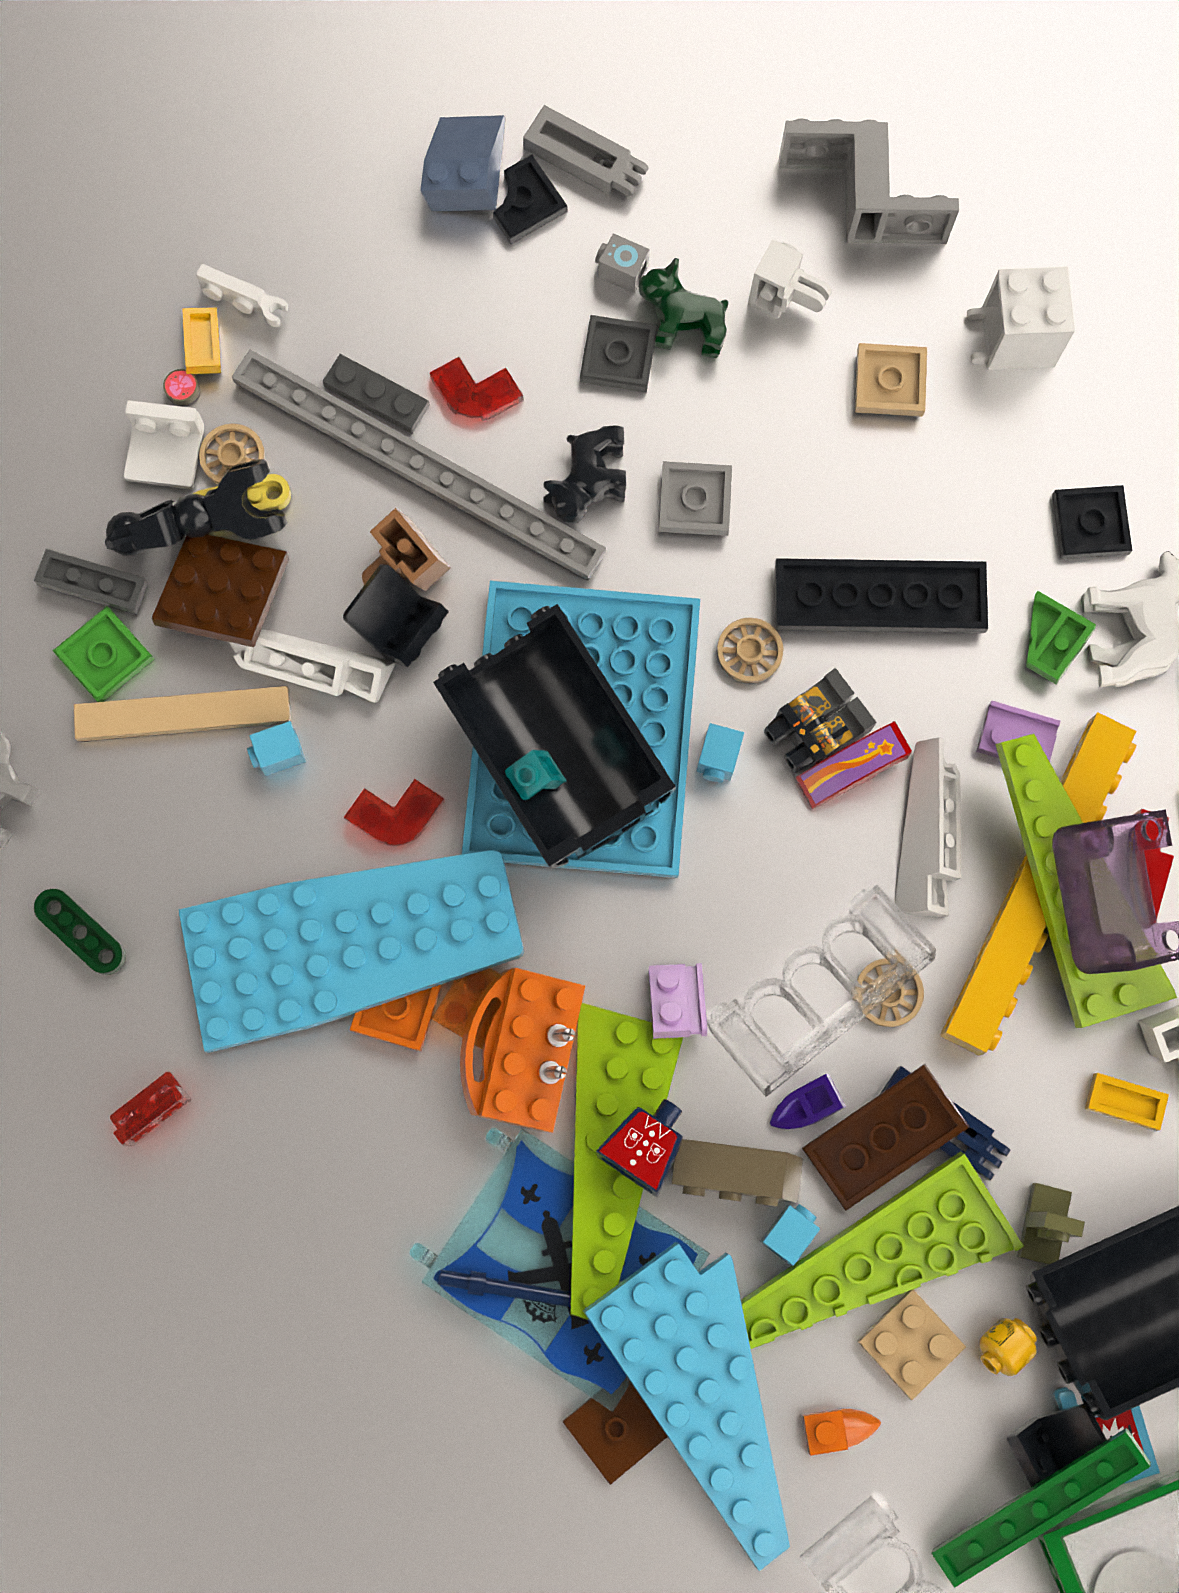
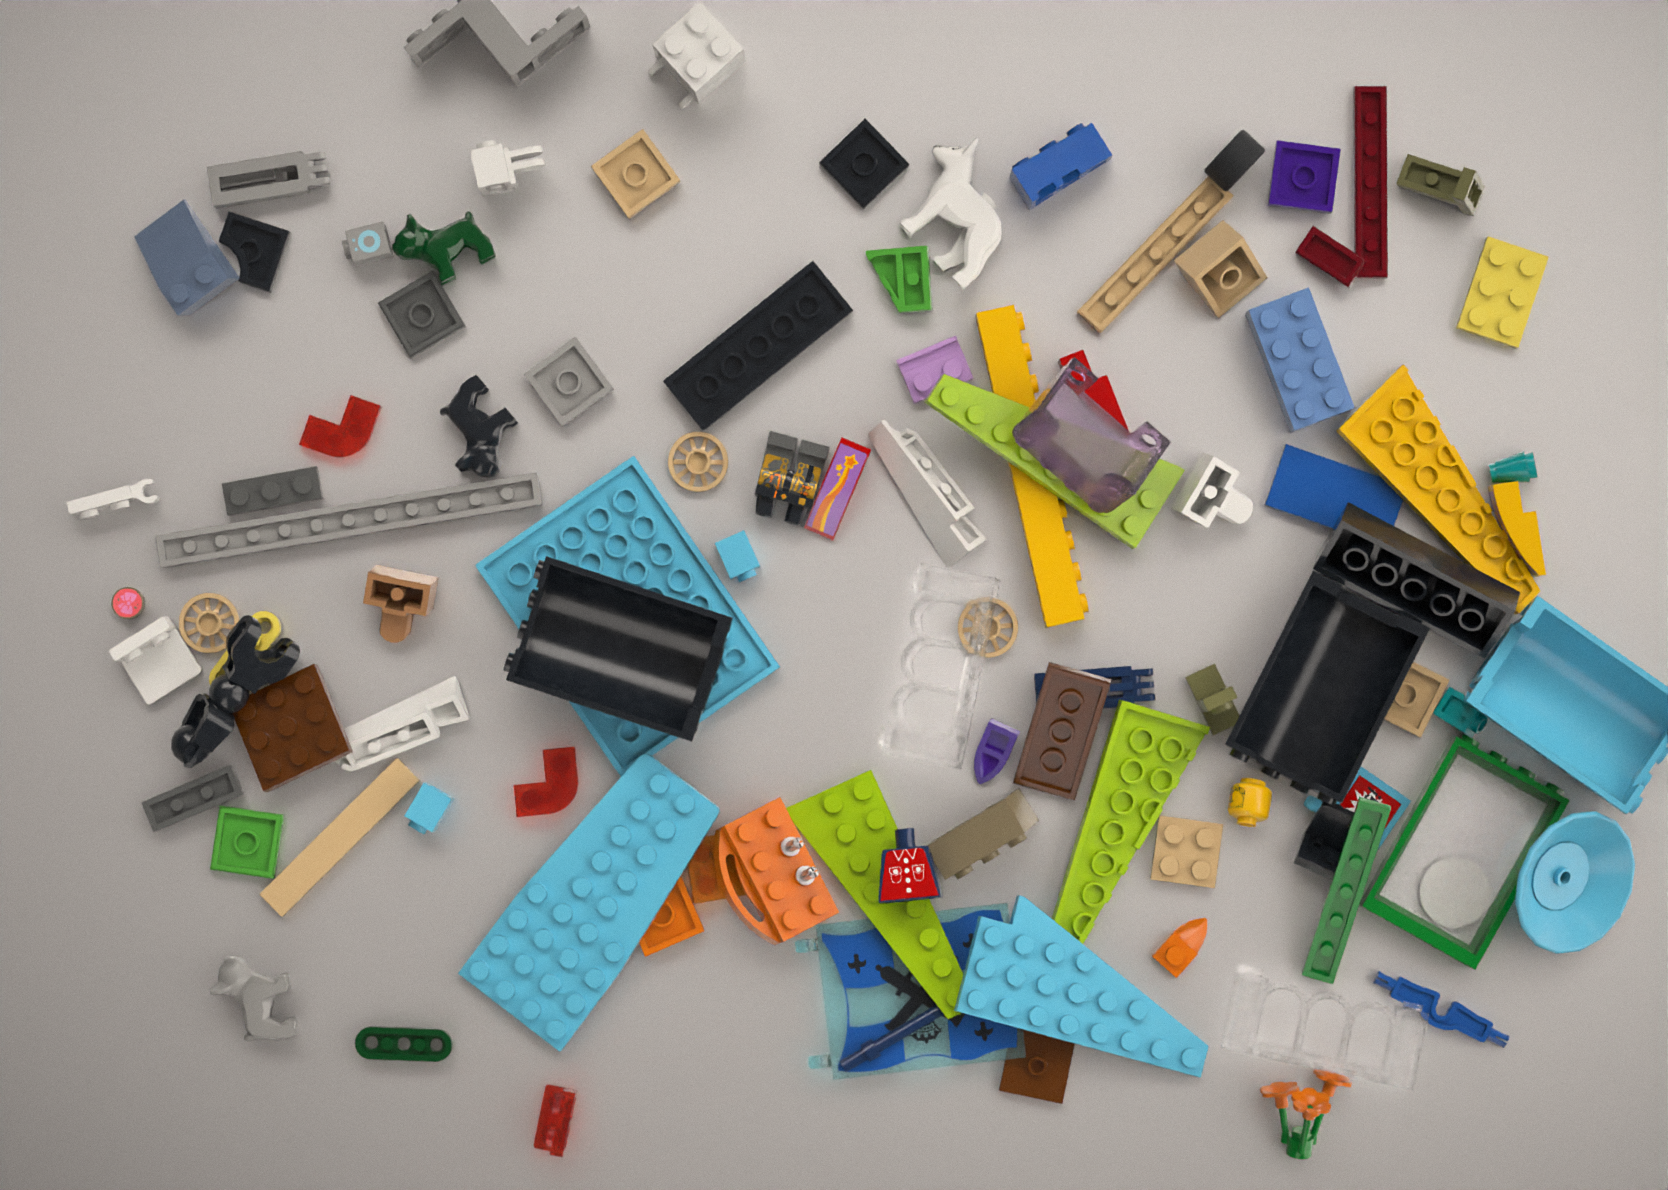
camera: 35 degrees left, 10 degrees up
(201, 340) = (113, 557): yellow tile -> none
(394, 616) = (432, 647): black bracket -> none
(534, 773) = (626, 682): teal bracket -> none
(677, 1001) = (849, 753): lavender plate -> none
(791, 1233) = (1050, 846): medium azure brick -> none
(1127, 1101) = (1205, 570): yellow tile -> none

